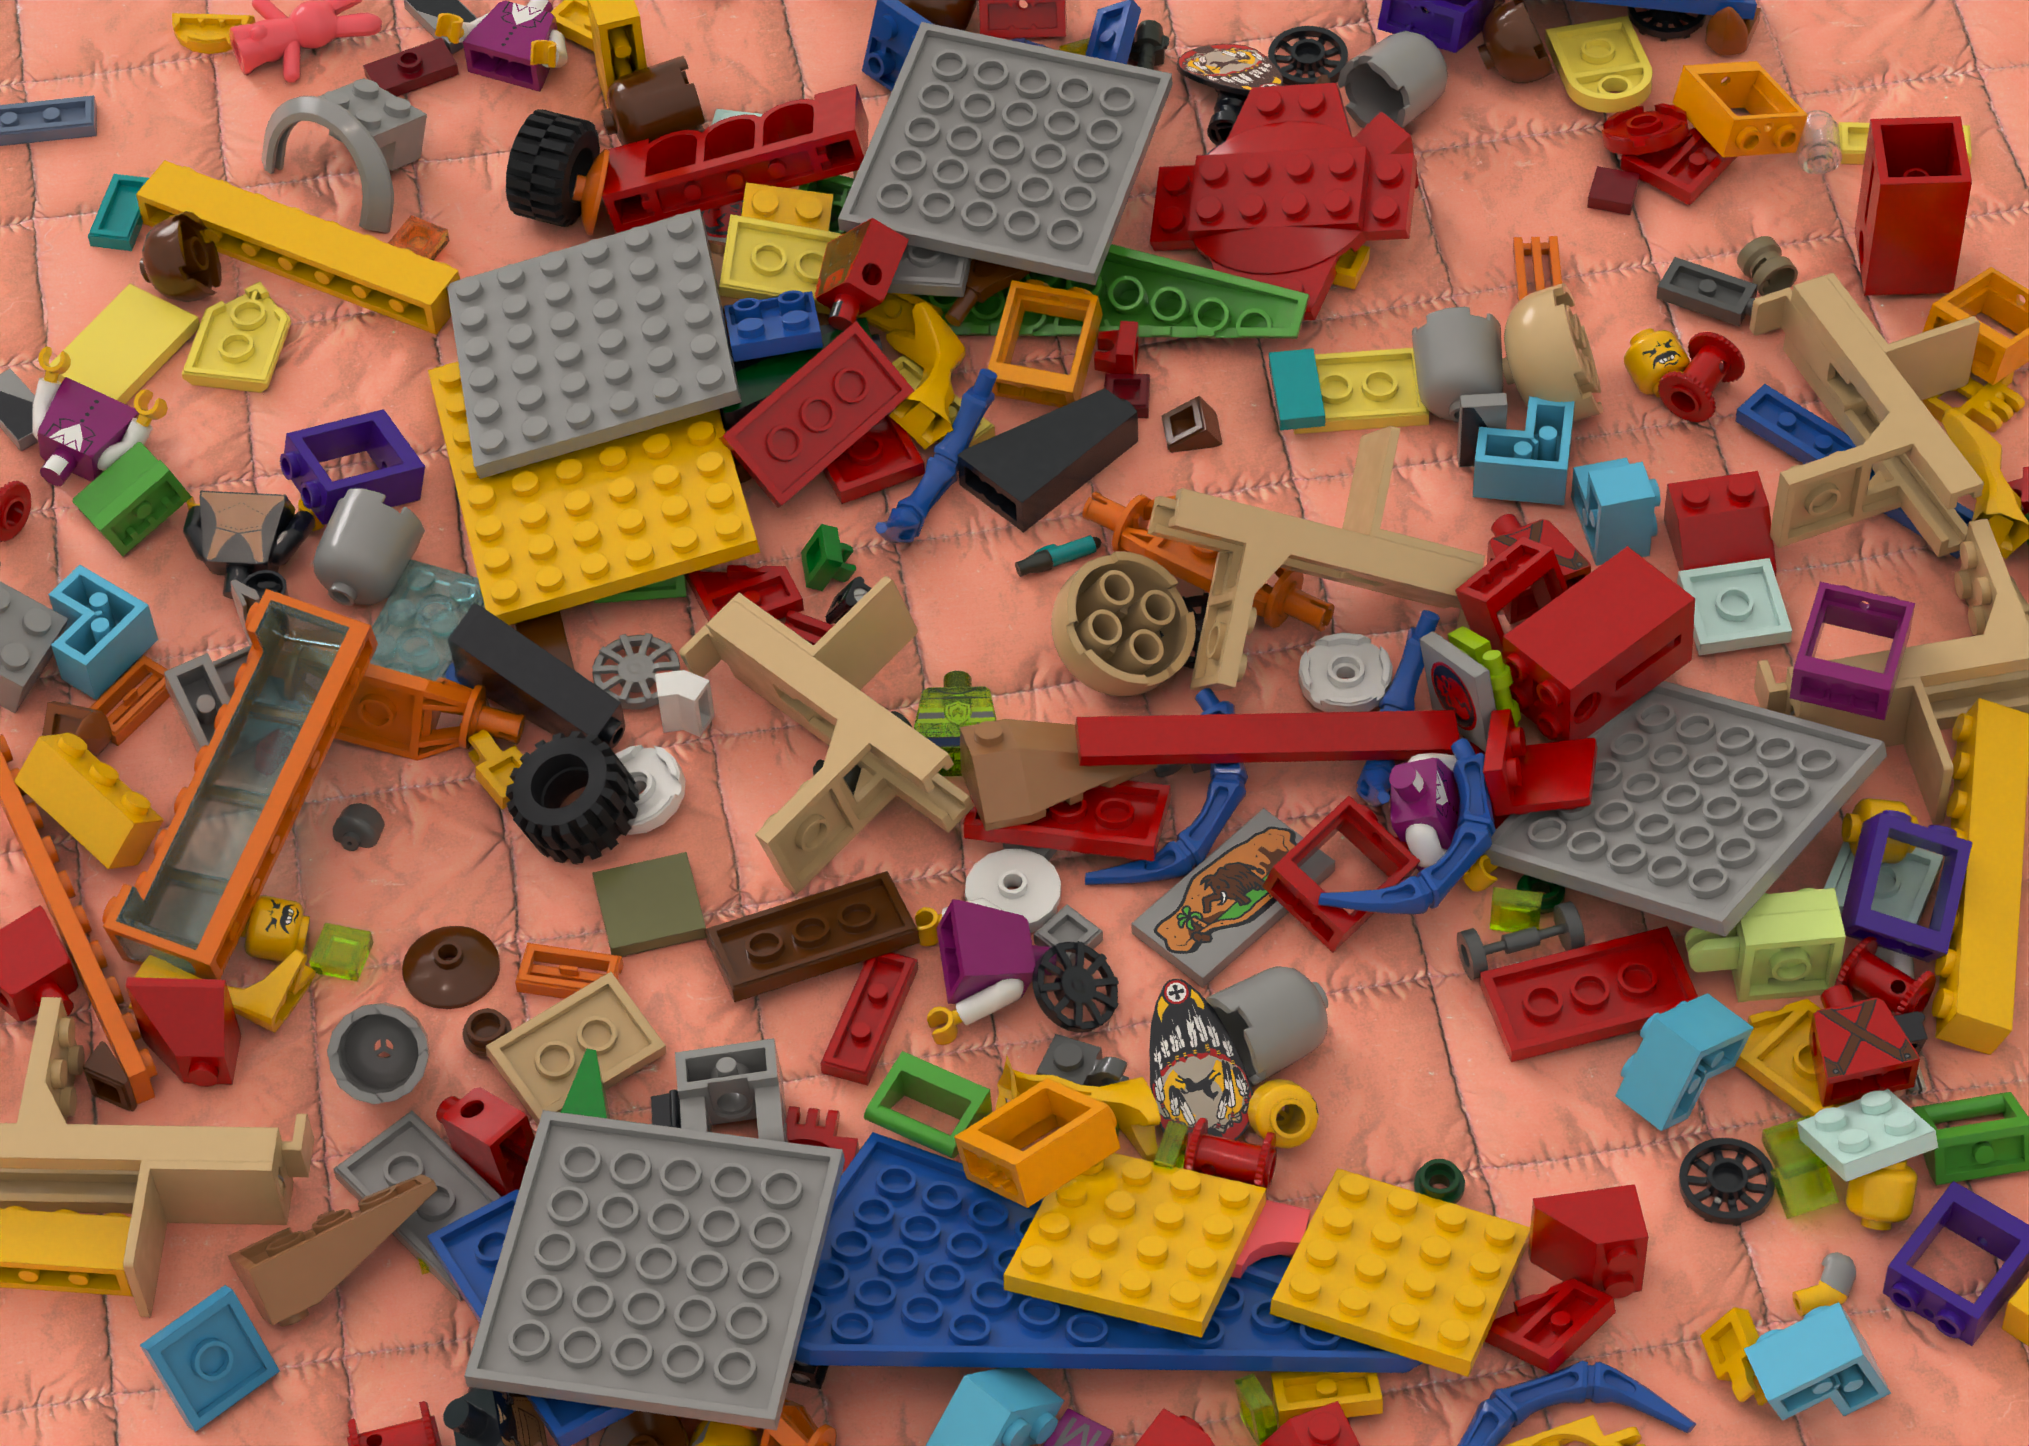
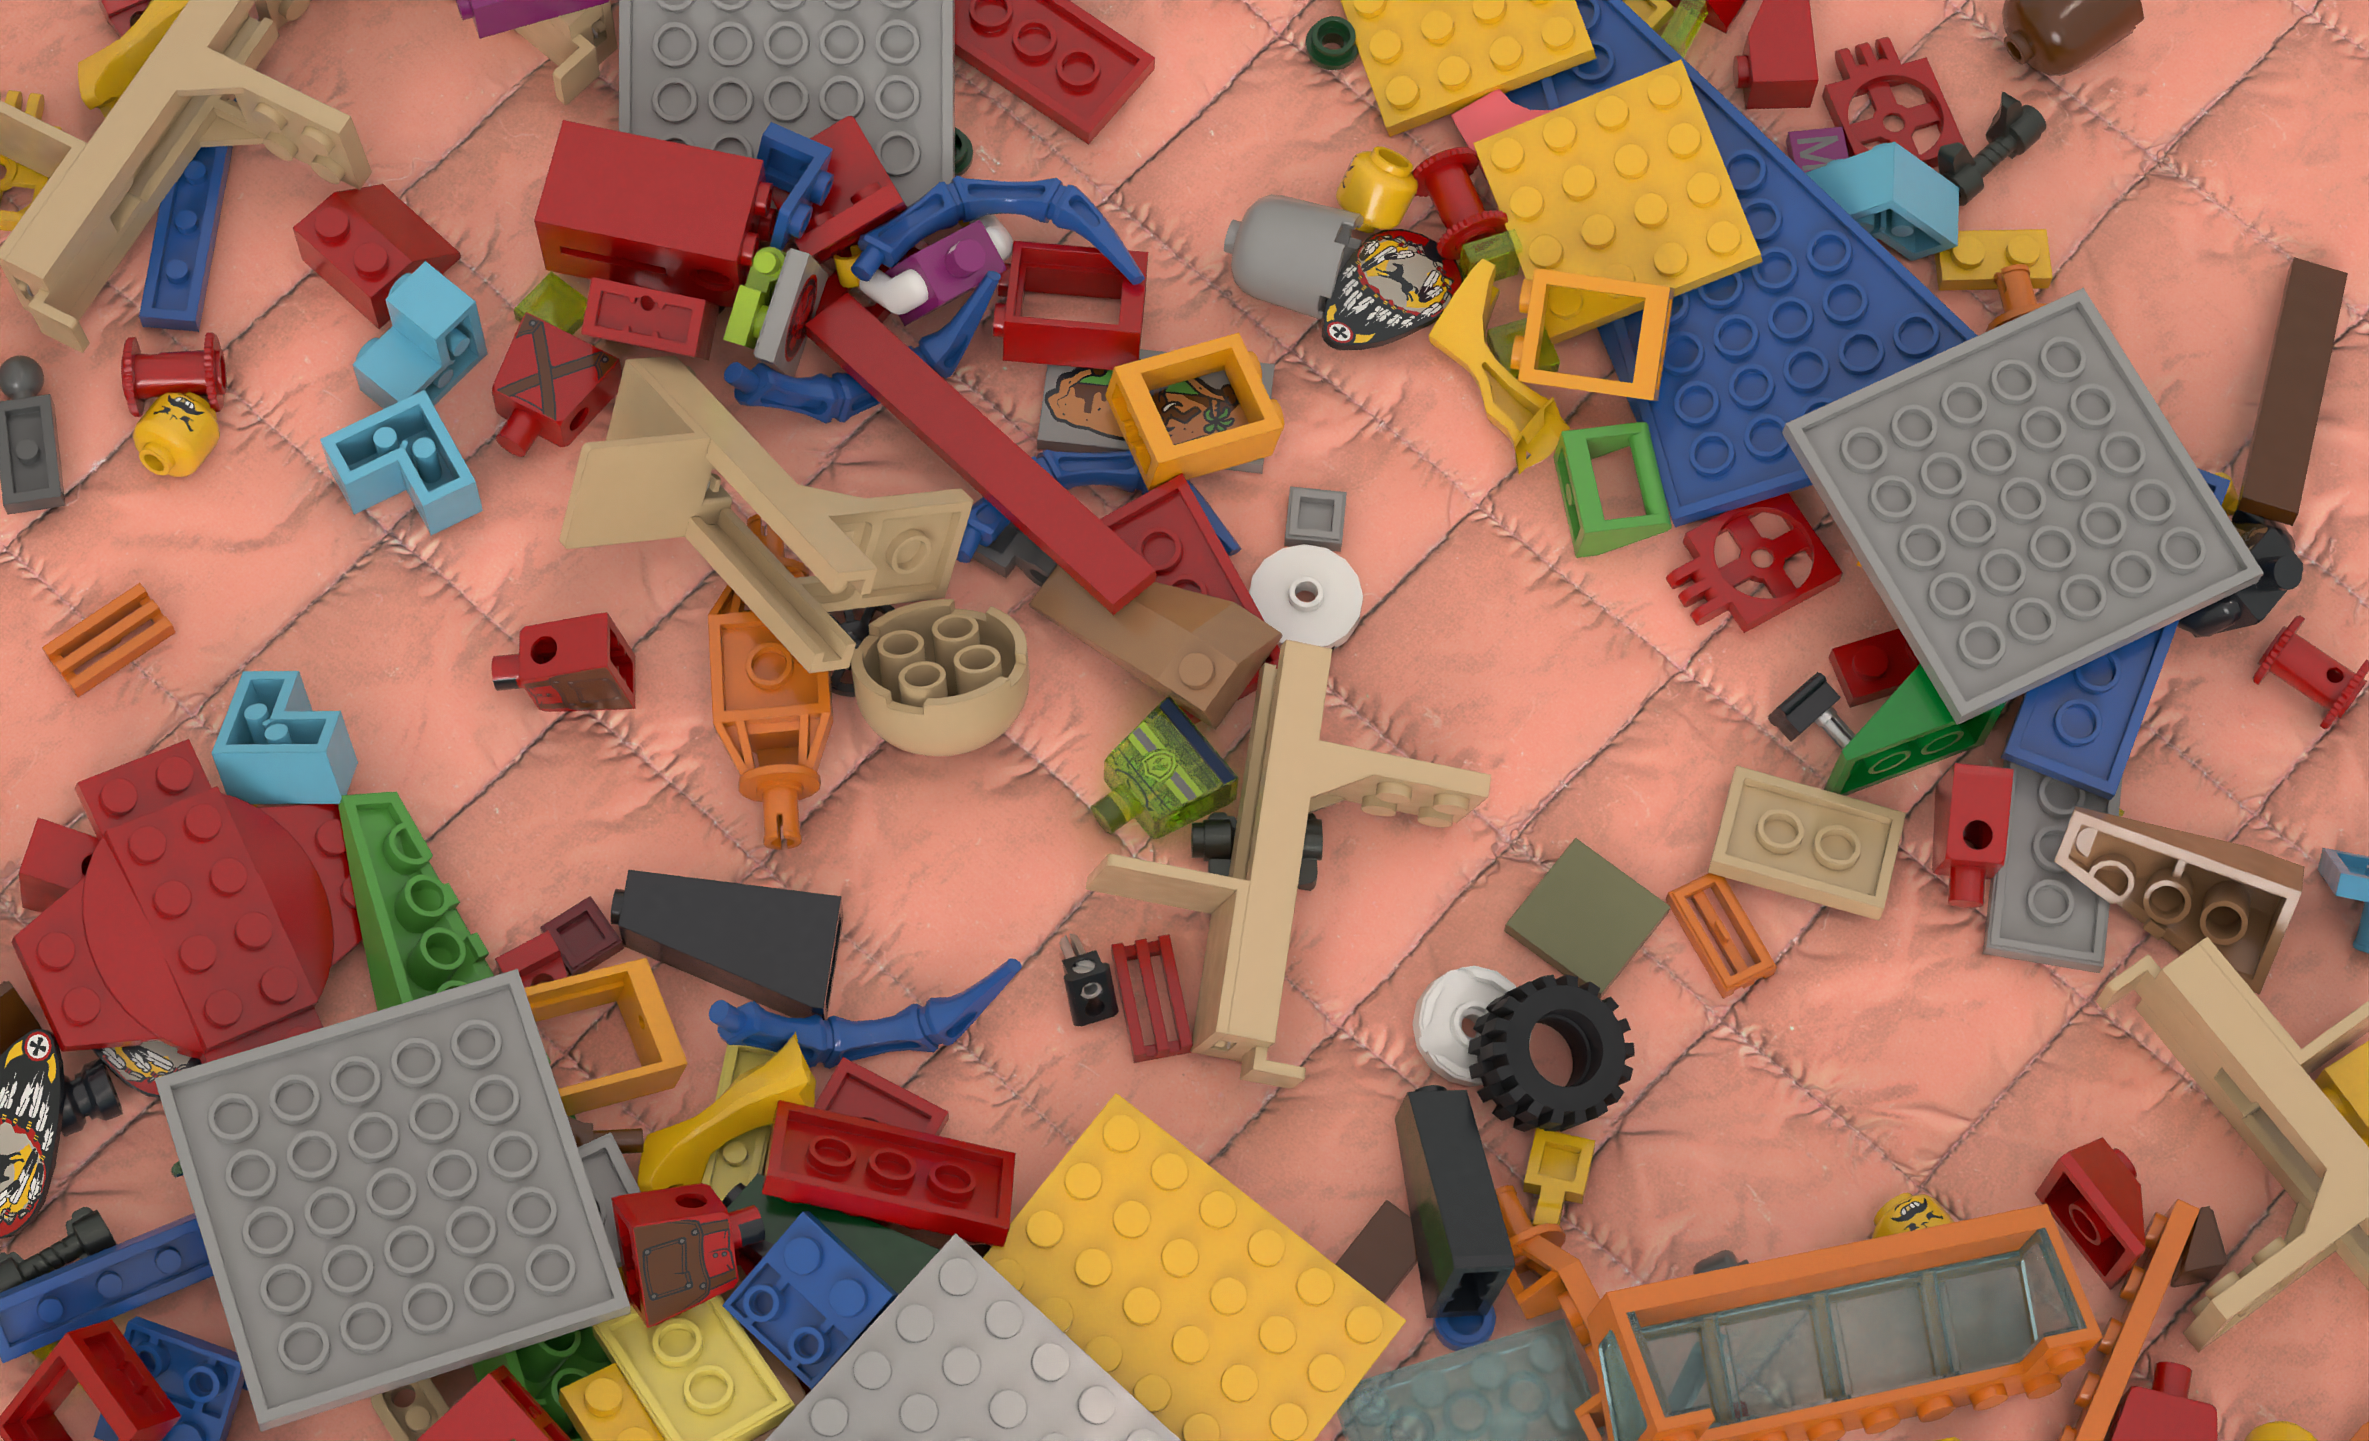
camera: 135 degrees left, 15 degrees up
(264, 1002) = (2002, 1173): yellow animal -> none
(341, 951) = (1876, 1168): clear neon green tile -> none
(358, 1064) = (1982, 983): light grey cylinder -> none
(453, 981) = (1795, 1081): reddish brown dish -> none
(483, 1028) = (1849, 950): reddish brown plate -> none
(636, 670) = (1325, 1154): light grey wheel -> none
(684, 701) = (1341, 1057): white piece -> none
(732, 1086) = (1737, 662): light grey brick -> none
(765, 586) = (1160, 1094): red wing -> none
(811, 936) = (1495, 722): reddish brown tile -> none
(826, 558) = (1046, 1066): green tile -> none
(869, 1017) = (1542, 628): red tile -> none
(983, 958) = (1416, 549): magenta torso -> none
(1054, 555) = (857, 853): piece -> none
(1075, 986) = (1378, 456): black wheel -> none
(1081, 1063) = (1452, 412): dark grey plate -> none
(1191, 427) = (581, 842): reddish brown slope -> none
(1205, 839) = (1147, 435): none -> light orange window
(1296, 389) = (466, 751): teal tile -> none
(1305, 465) = (571, 665): none -> red torso
(1345, 657) = (825, 450): white plate -> none
(1369, 390) = (409, 714): light yellow tile -> none
(1379, 284) = (281, 748): none -> medium azure brick
(1456, 358) = (331, 600): light grey cylinder -> none
(1477, 412) = (410, 519): tile -> none
(1515, 909) = (992, 147): clear neon green tile -> none
(1551, 352) = (263, 506): tan cylinder -> none
(1567, 927) = (977, 98): dark grey wheel -> none
(1576, 741) = (799, 168): none -> blue bracket
(1736, 606) = (466, 184): light aqua plate -> none

